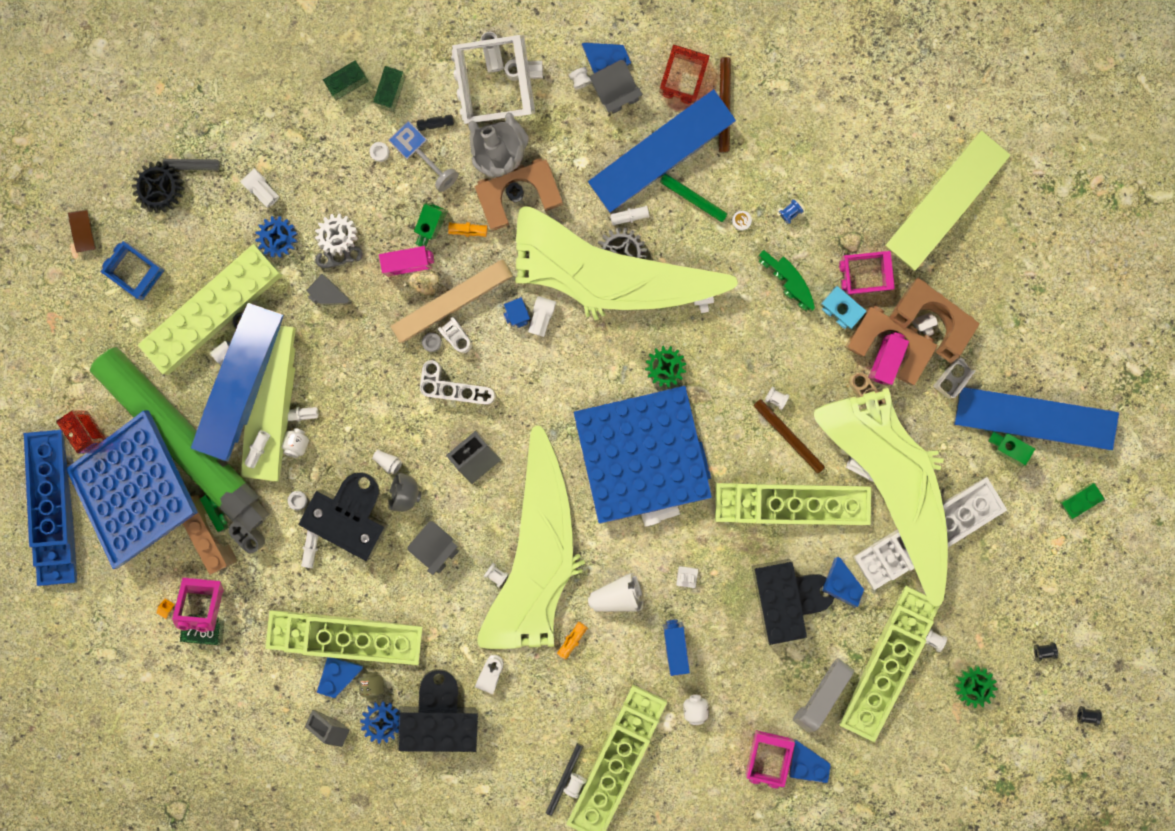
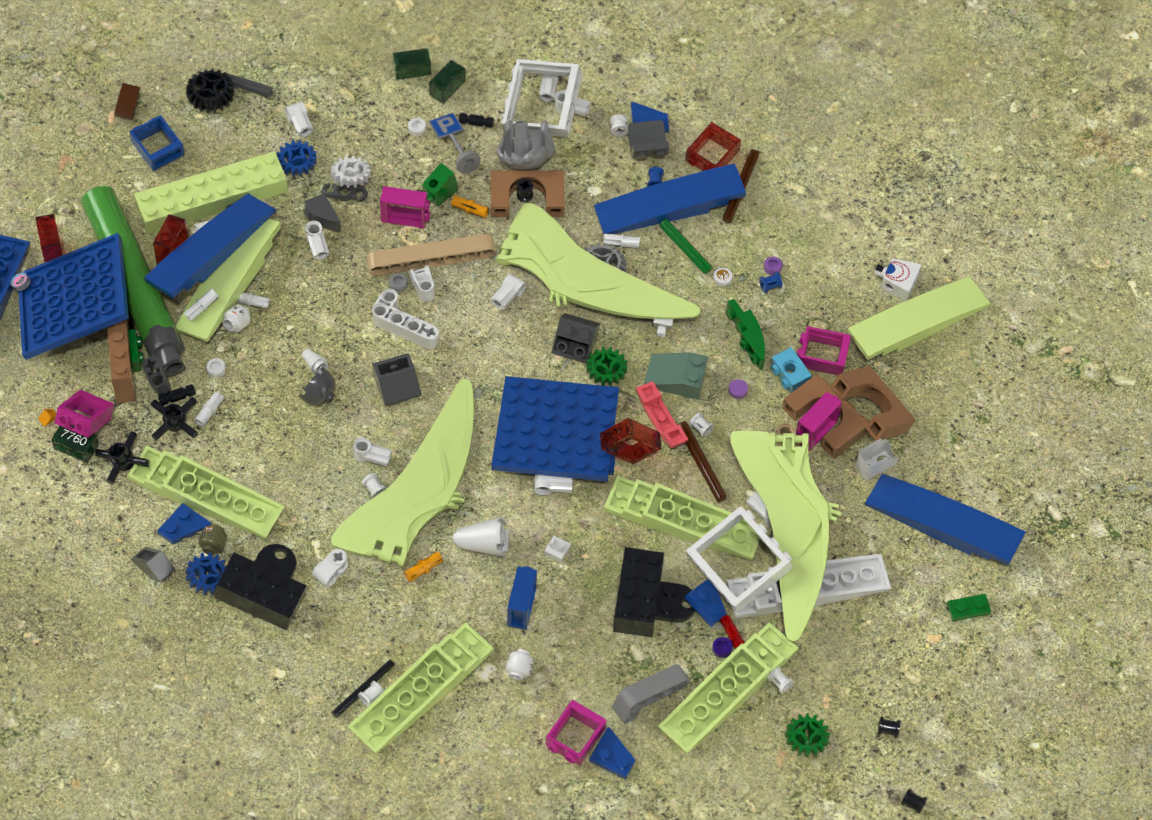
camera: 15 degrees right, 30 degrees down
(73, 482) = (20, 281): none -> light grey tile
(195, 387) = (170, 236): none -> clear red window
(258, 632) = (121, 457): none -> black bar
(274, 543) = (177, 394): none -> black axle
(276, 576) = (174, 418): none -> black bar
(336, 328) = (316, 240): none -> white piece
(347, 517) = (256, 386): black brick -> none
(433, 547) = (326, 444): dark grey bracket -> none
(483, 541) = (372, 452): none -> white piece
(516, 313) = (486, 281): blue brick -> none
(624, 344) = (575, 337): none -> dark grey slope
(638, 129) = (655, 175): none -> blue bush
(720, 453) = (614, 442): none -> clear red window
(733, 349) = (678, 373): none -> sand green slope
(736, 403) = (659, 415): none -> coral slope
(786, 188) = (773, 265): none -> medium lavender tile
(797, 343) = (738, 389): none -> medium lavender tile
(846, 566) = (760, 586): none -> white window
(870, 622) = (722, 647): none -> dark purple tile
(876, 606) = (731, 631): none -> red axle
(914, 160) = (899, 277): none -> white torso
(925, 323) = (865, 408): white tile -> none
(1020, 450) = (914, 535): green torso -> none

